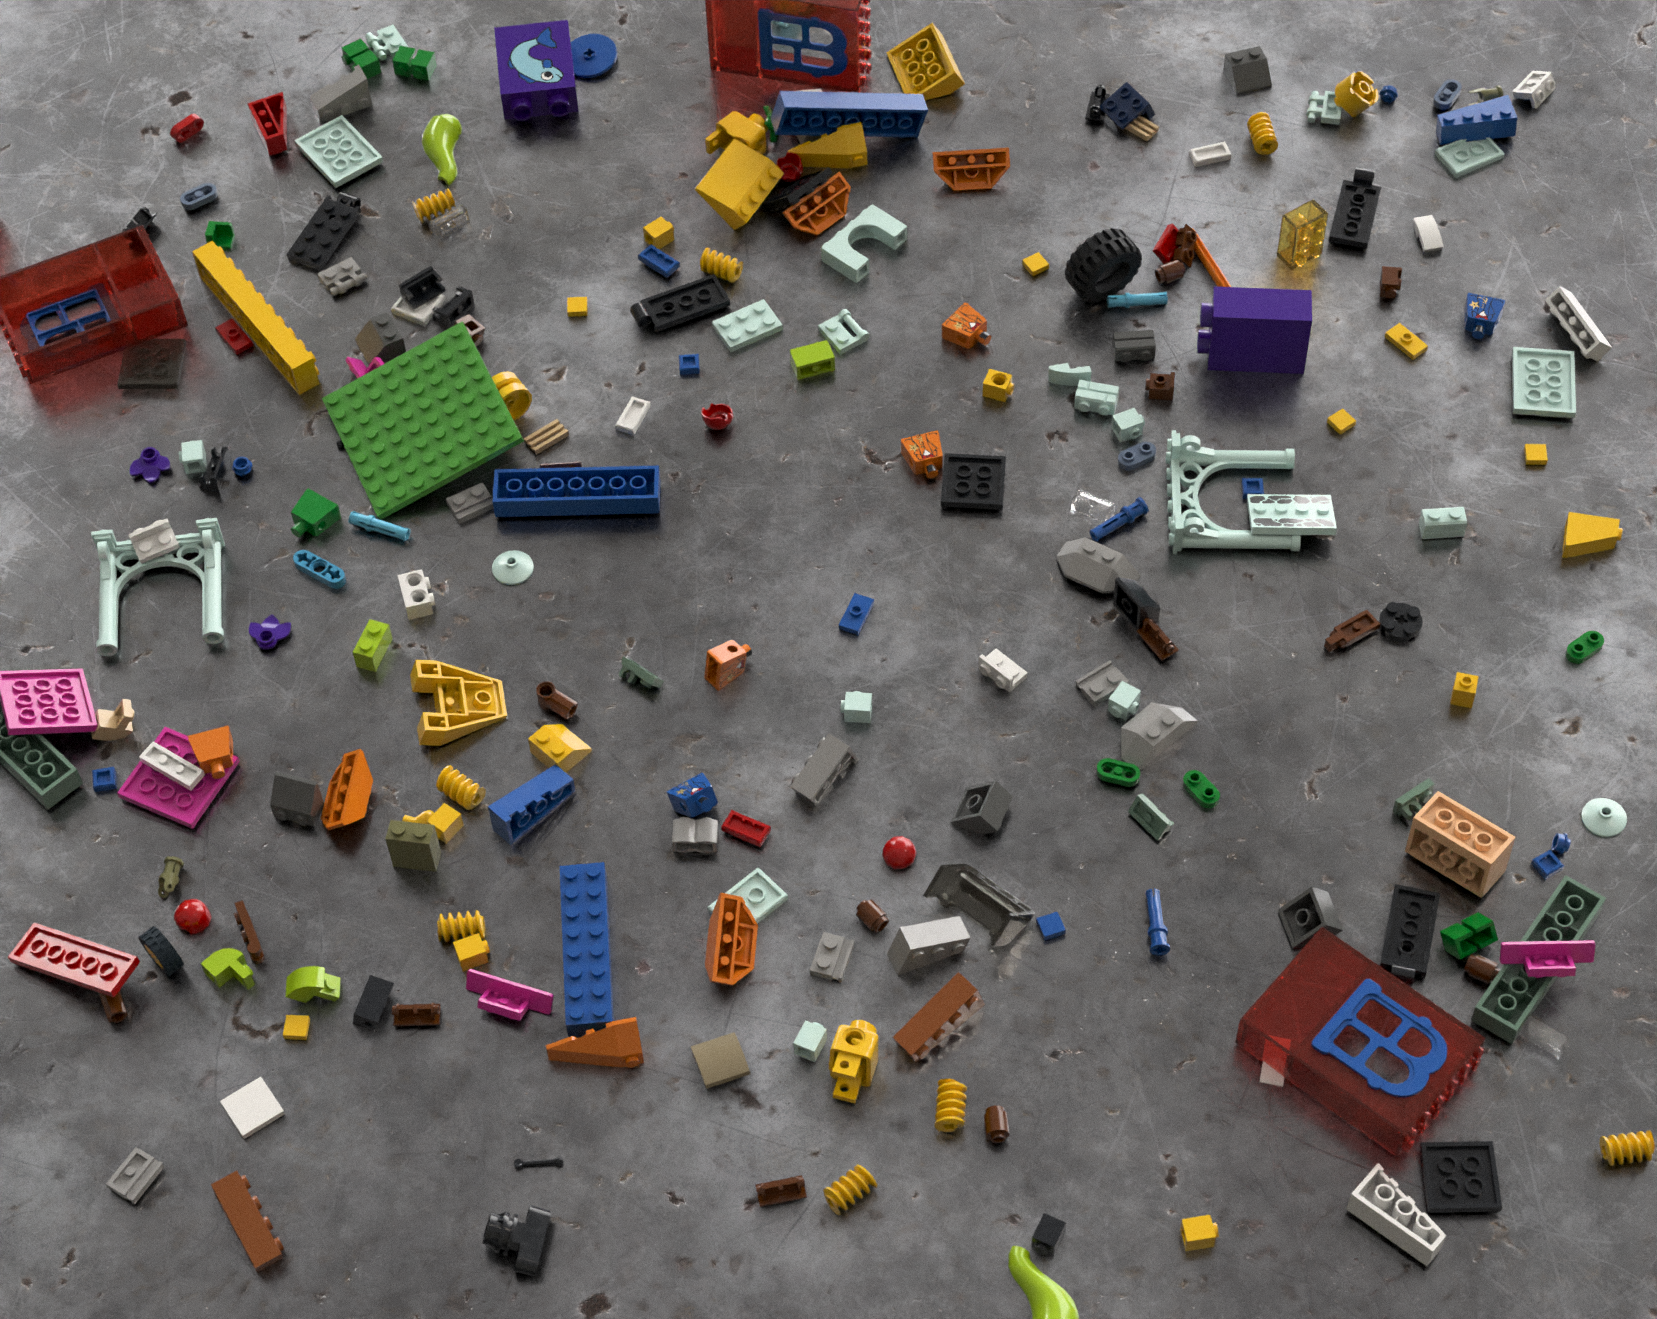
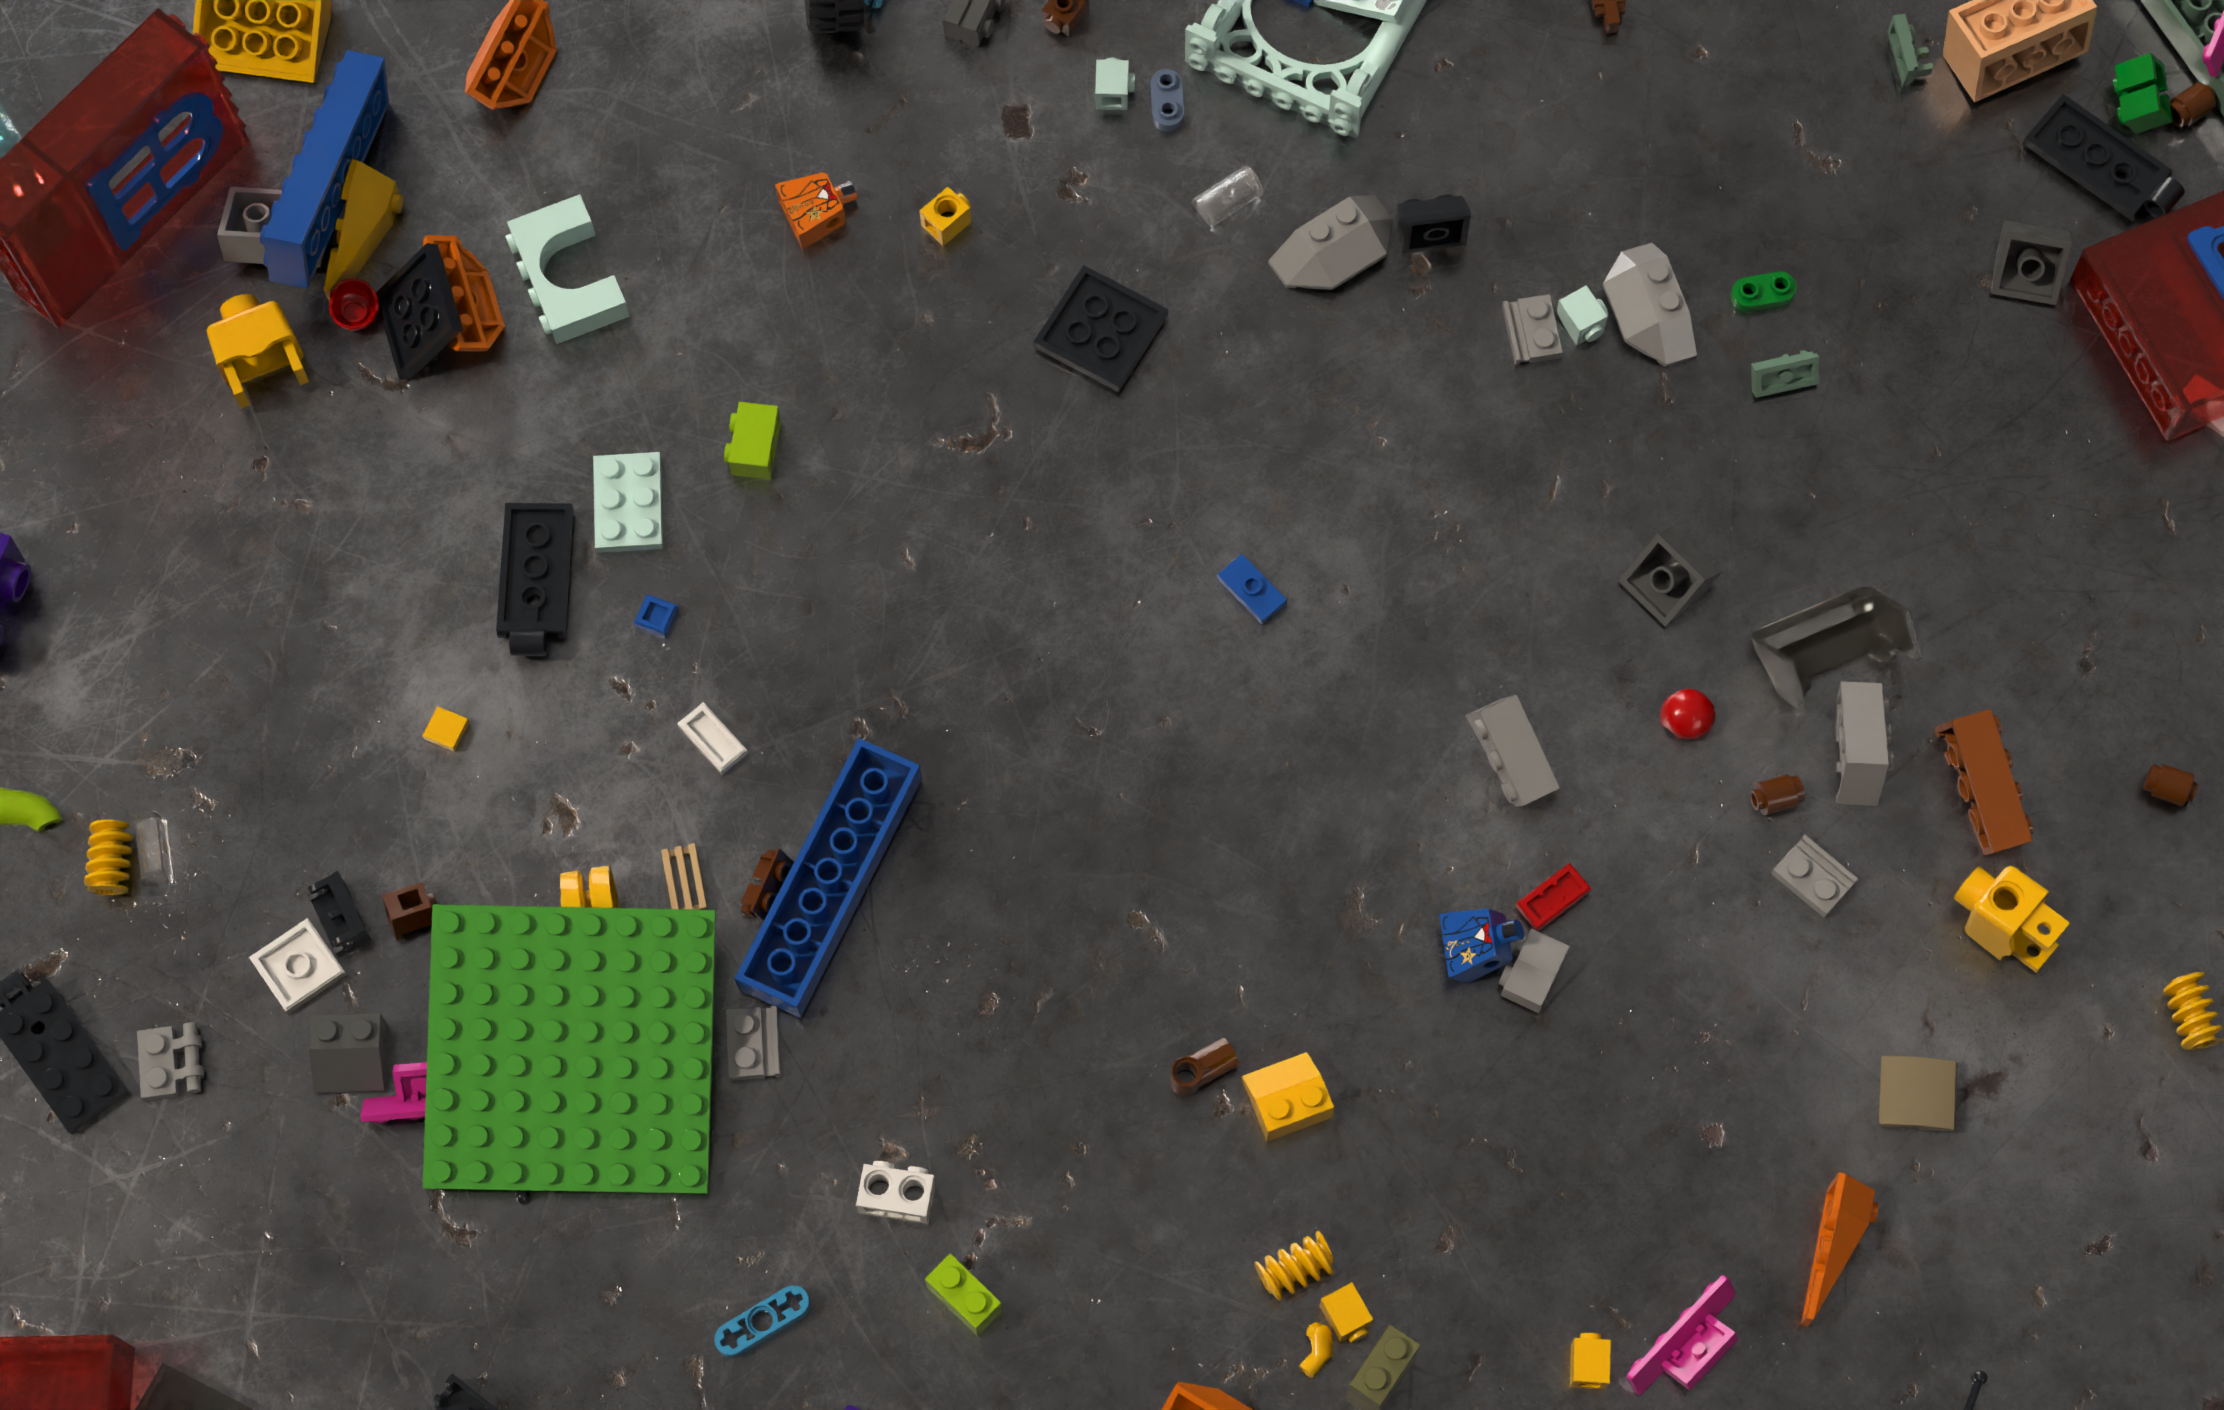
camera: 65 degrees left, 15 degrees up
(234, 336) = (197, 1281): red plate -> none
(241, 466) = (483, 1358): blue plate -> none
(256, 317) = (190, 1228): yellow brick -> none
(313, 514) = (652, 1290): green torso -> none
(371, 523) = (721, 1204): medium azure pin -> none
(421, 288) = (282, 945): black hinge -> none
(460, 926) = (1540, 1360): yellow piece -> none
(461, 699) = (1134, 1201): yellow wedge -> none
(510, 573) = (913, 1047): light aqua dish -> none
(530, 803) = (1373, 1174): blue wedge -> none
(586, 948) = (1662, 1198): blue brick -> none
(636, 670) = (1224, 920): sand green plate -> none
(658, 261) = (426, 571): blue plate -> none
(659, 233) = (372, 547): yellow brick -> none
(717, 416) = (789, 617): red hair -> none
(720, 266) = (492, 487): yellow piece -> none
(725, 663) = (1262, 800): orange torso -> none
(730, 940) = (1747, 1001): orange wedge -> none
(738, 183) = (357, 386): yellow slope -> none
(759, 893) = (1674, 949): light aqua tile -> none
(768, 123) = (244, 285): green plate -> none
(781, 1191) = (2151, 1100): reddish brown hinge -> none
(810, 1041) = (1946, 960): light aqua brick -> none
(839, 336) = (719, 385): light aqua plate -> none
(857, 707) = (1420, 658): light aqua brick -> none
(923, 453) = (1018, 369): orange torso -> none
(950, 1105) = (2121, 827): yellow piece -> none
(1001, 670) = (1447, 444): white bracket -> none
(1035, 264) = (740, 61): yellow tile -> none
(1050, 926) = (1892, 577): blue tile -> none
(1063, 375) = (978, 117): light aqua slope -> none
(1096, 397) = (1041, 100): light aqua brick -> none
(1119, 771) = (1690, 380): green plate -> none
(1127, 515) = (1268, 162): blue pin -> none
(1157, 639) = (1500, 227): reddish brown hinge -> none
(1157, 930) = (1964, 451): blue pin -> none

